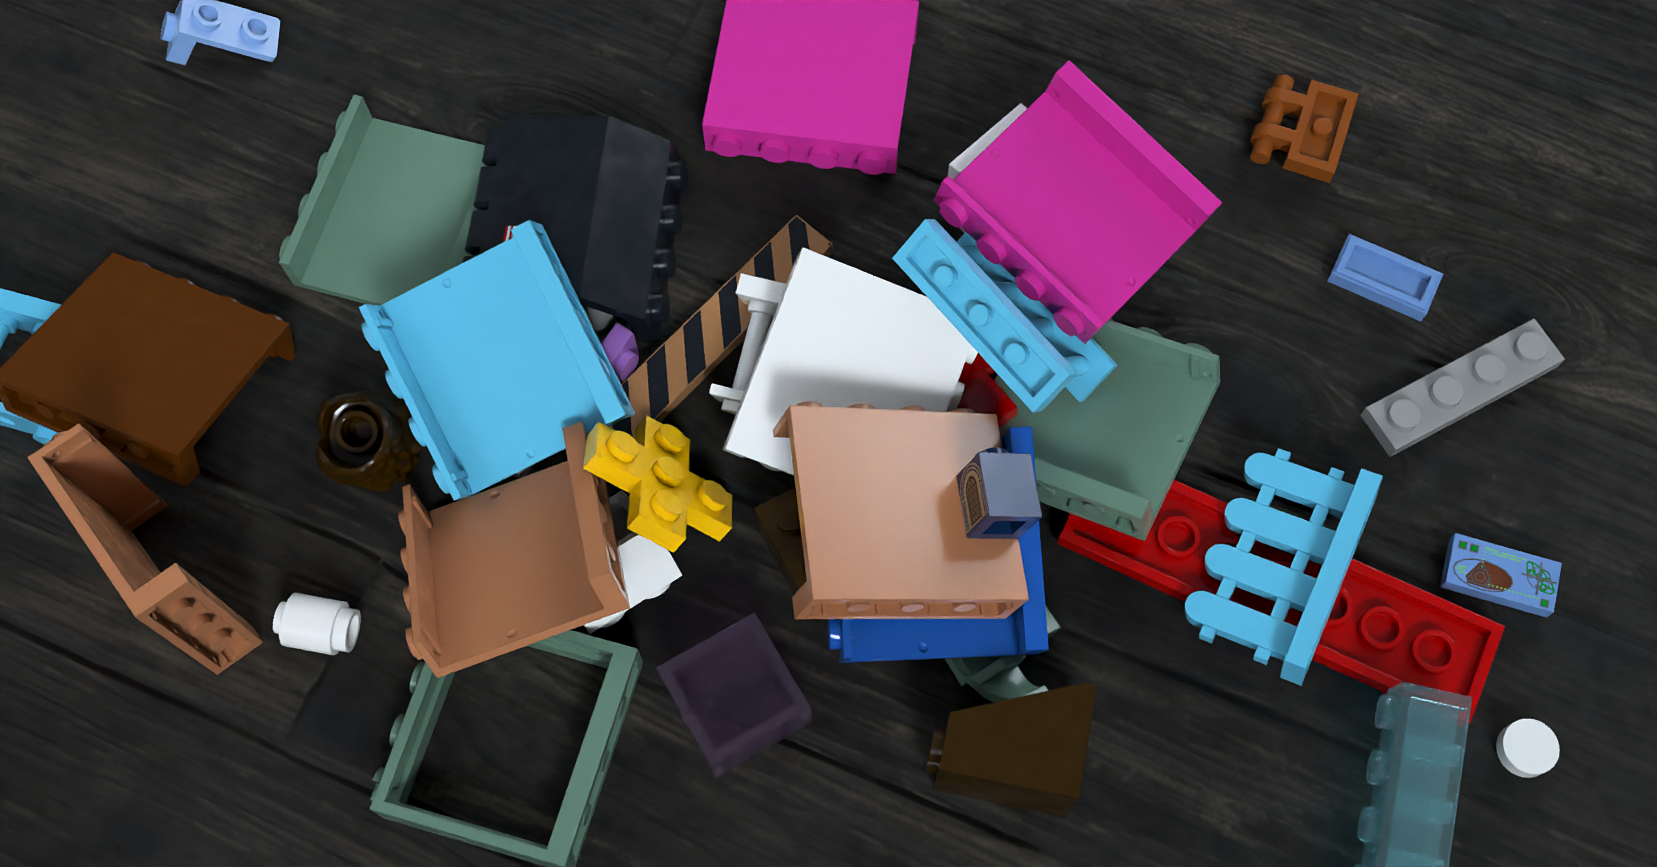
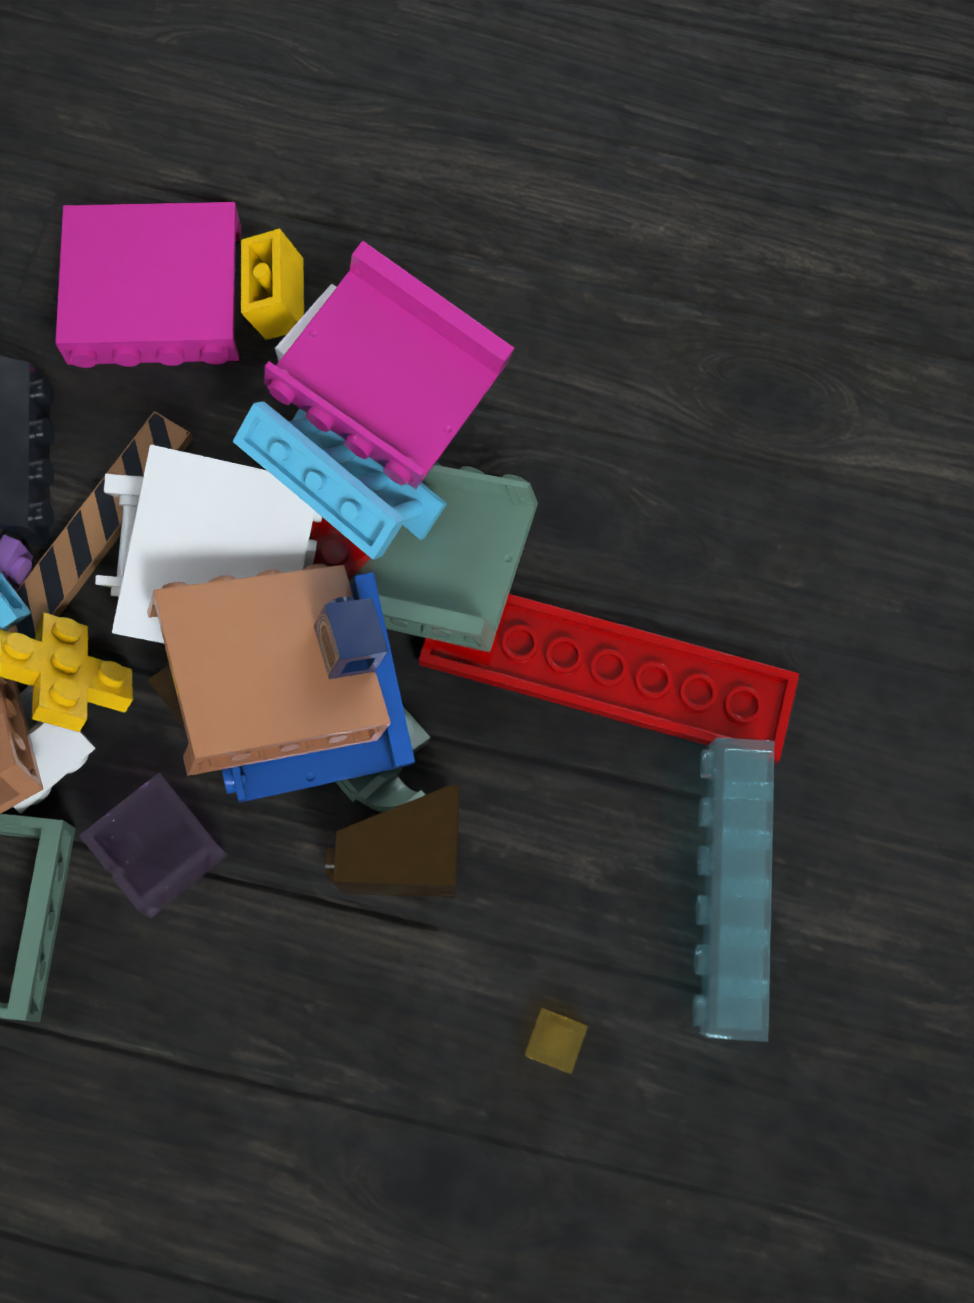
camera: 15 degrees left, 5 degrees up
(948, 95) = (271, 283): none -> yellow brick
(1274, 581) = (612, 671): medium azure fence -> none
(1319, 131) = (599, 268): dark orange plate -> none
(1385, 277) = (669, 389): medium blue tile -> none
(1462, 387) = (744, 474): light grey plate -> none
(1501, 575) = (793, 630): medium blue tile -> none
(1527, 748) = (830, 771): white tile -> none

